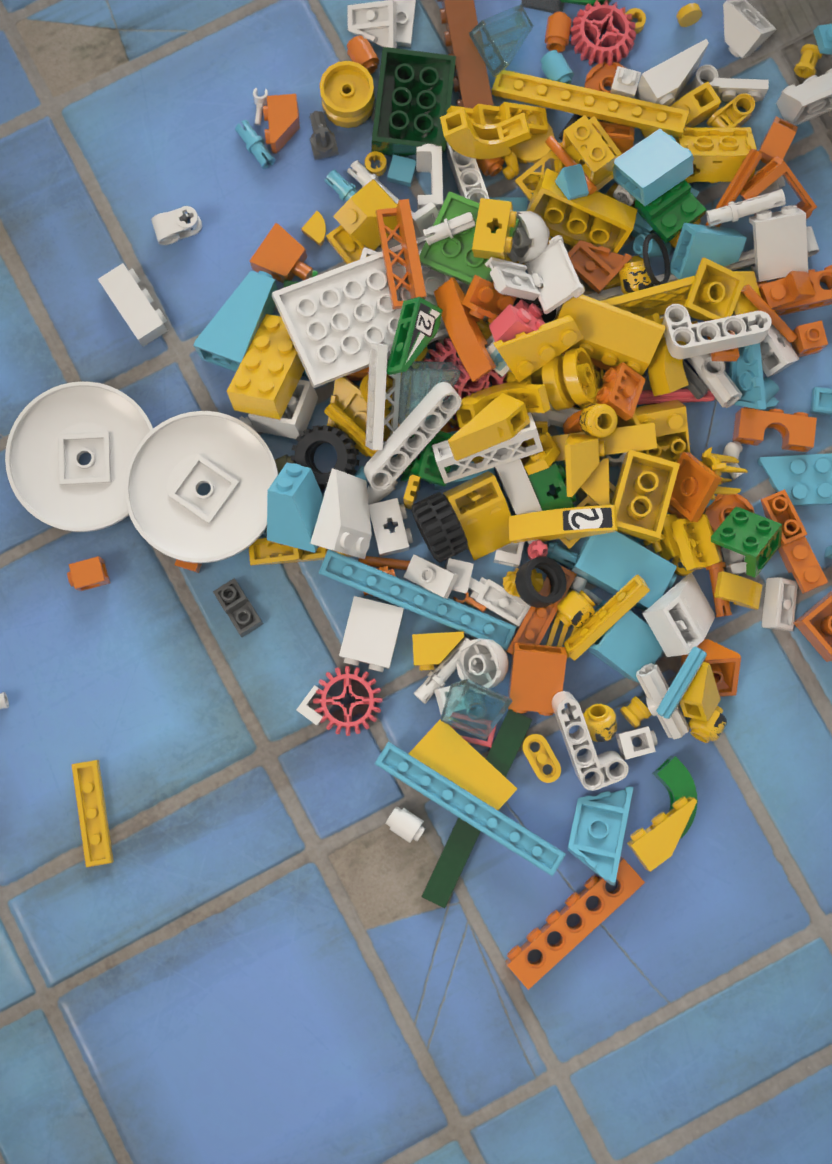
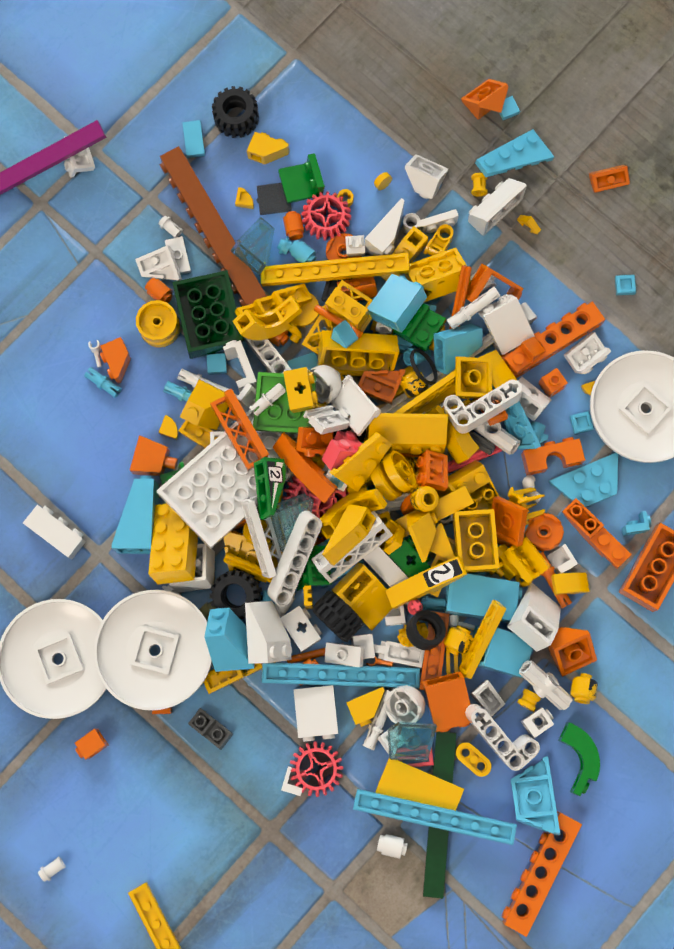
camera: 15 degrees left, 5 degrees down
(173, 225) = (64, 463): white piece -> none
(322, 139) = (151, 362): dark grey axle -> none
(375, 155) = (192, 361): yellow bush -> none
(536, 53) = (284, 245): none -> medium azure plate
(585, 689) = (488, 698): none -> white slope
(600, 722) = (506, 717): yellow head -> none
(661, 838) = (580, 789): yellow slope -> none
(681, 682) = (553, 667): medium azure axle -> none
(701, 695) = (568, 668): yellow slope -> none
(750, 536) = (563, 542): green bracket -> none
(761, 305) = (518, 376): orange bar -> none
(777, 140) = (478, 250): orange slope -> none
(779, 604) = (603, 582): white slope -> none

